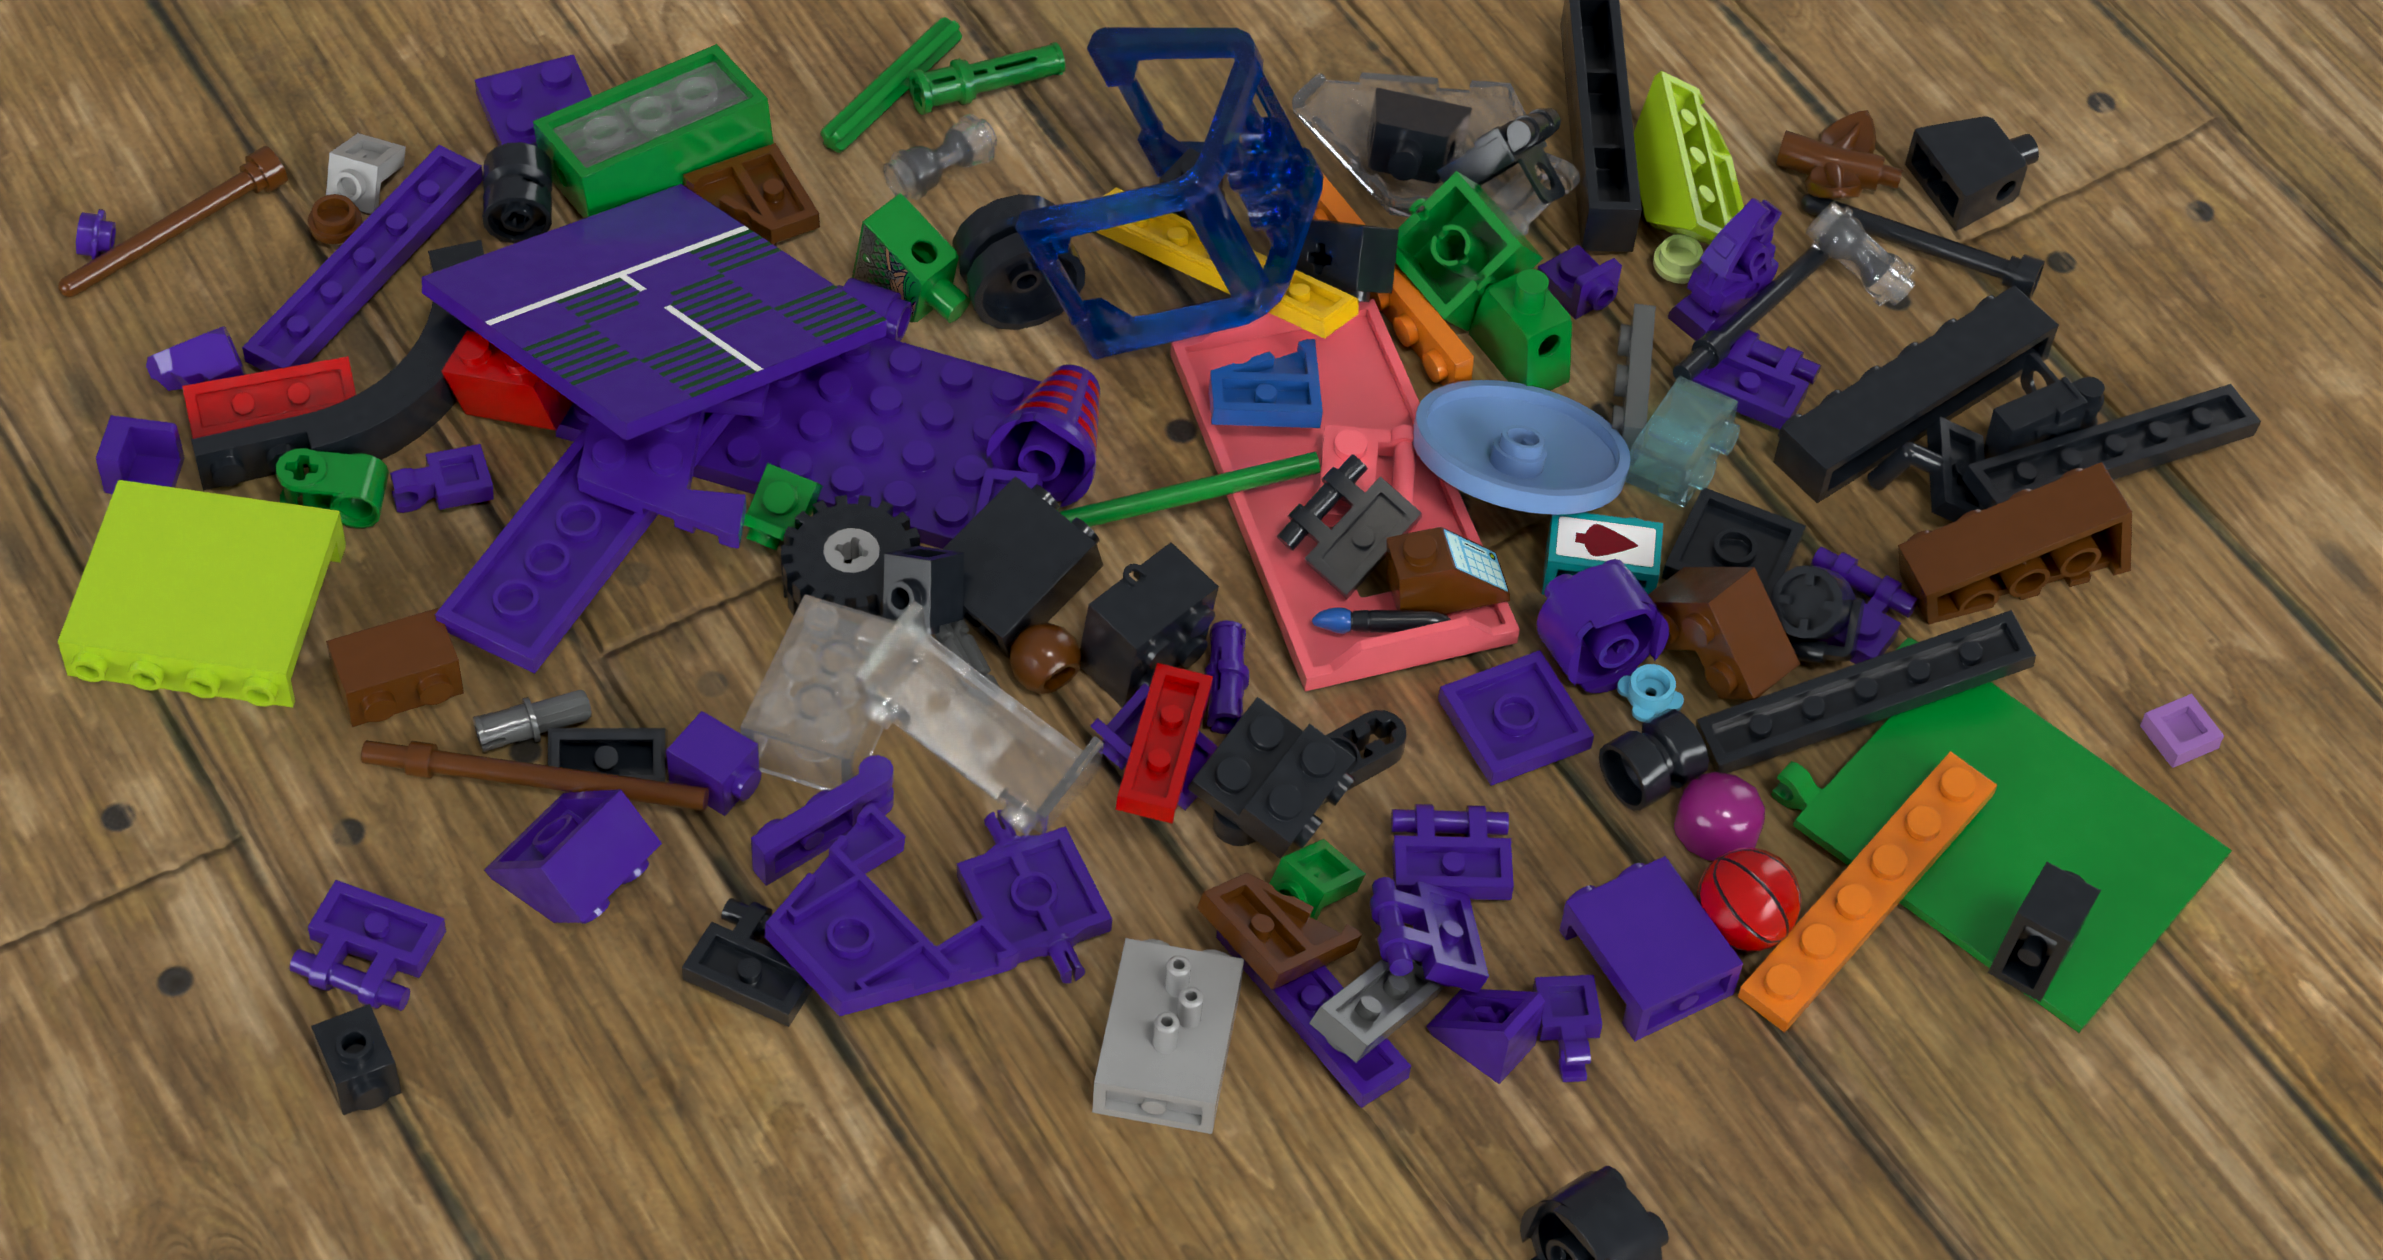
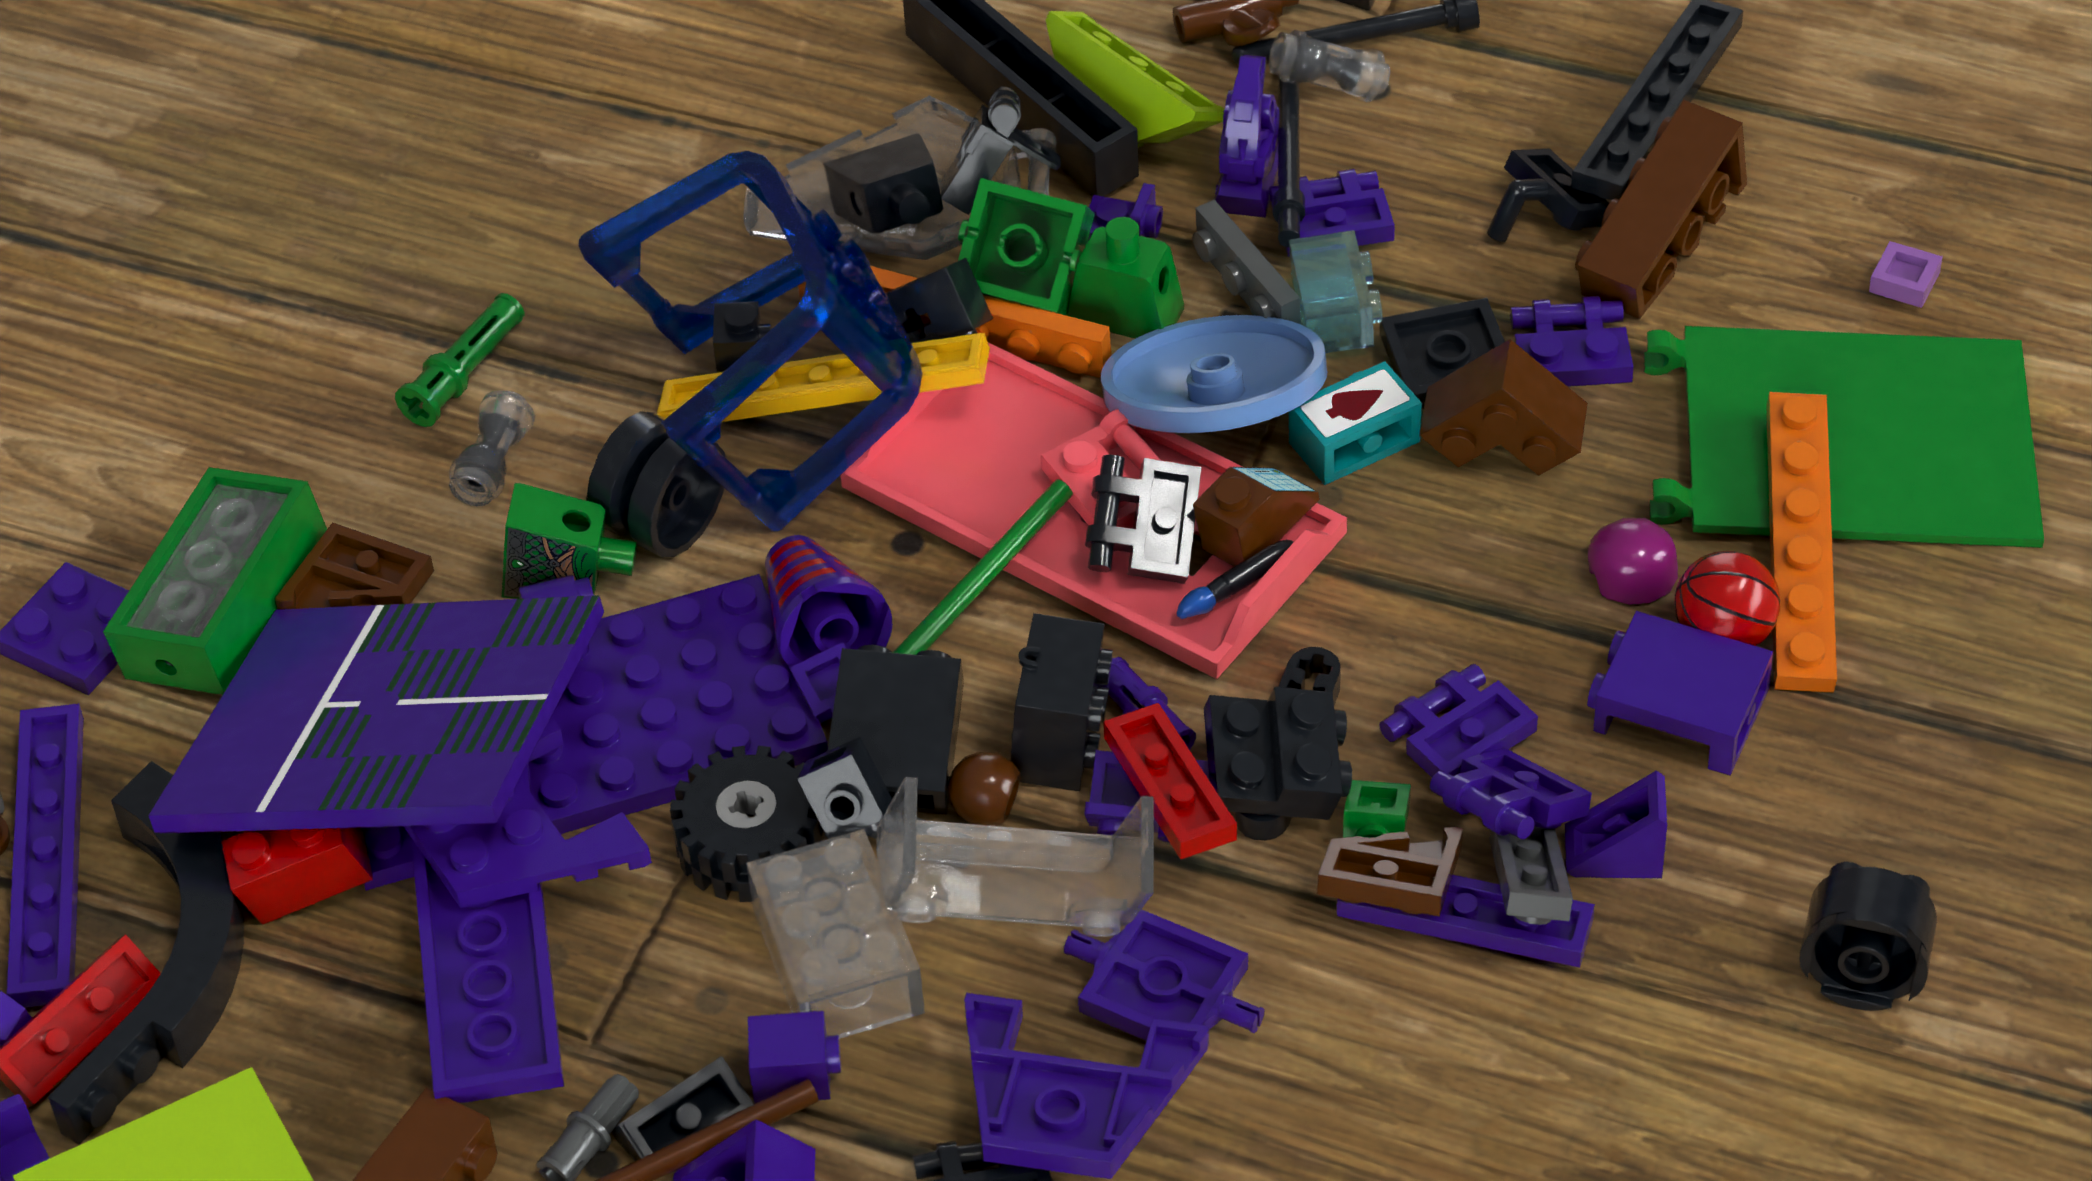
camera: 30 degrees left, 5 degrees down
(335, 482) = (213, 1051): green piece -> none
(450, 476) = (312, 978): dark purple plate -> none
(517, 192) = (137, 705): black wheel -> none
(777, 503) = (645, 806): green bracket -> none
(815, 827) = (929, 1040): dark purple plate -> none
(890, 85) = (381, 417): green axle -> none
(1168, 1035) = (1382, 1013): light grey piece -> none
(1269, 390) = (970, 456): blue wing -> none
(1515, 717) = (1406, 588): dark purple plate -> none
(1570, 1017) = (1684, 789): dark purple plate -> none
(1600, 625) = (1413, 470): dark purple brick -> none
(1649, 763) = (1548, 548): black wheel -> none
(1653, 680) = (1489, 501): medium azure plate -> none
(1677, 258) = (1184, 158): yellowish green plate -> none
(1818, 606) = (1569, 348): black piece -> none
(1865, 692) = (1658, 394): black plate -> none
(1899, 400) = (1467, 149): black brick -> none
(2043, 412) = (1589, 102): black piece -> none
(2044, 931) = (1970, 477): black brick -> none

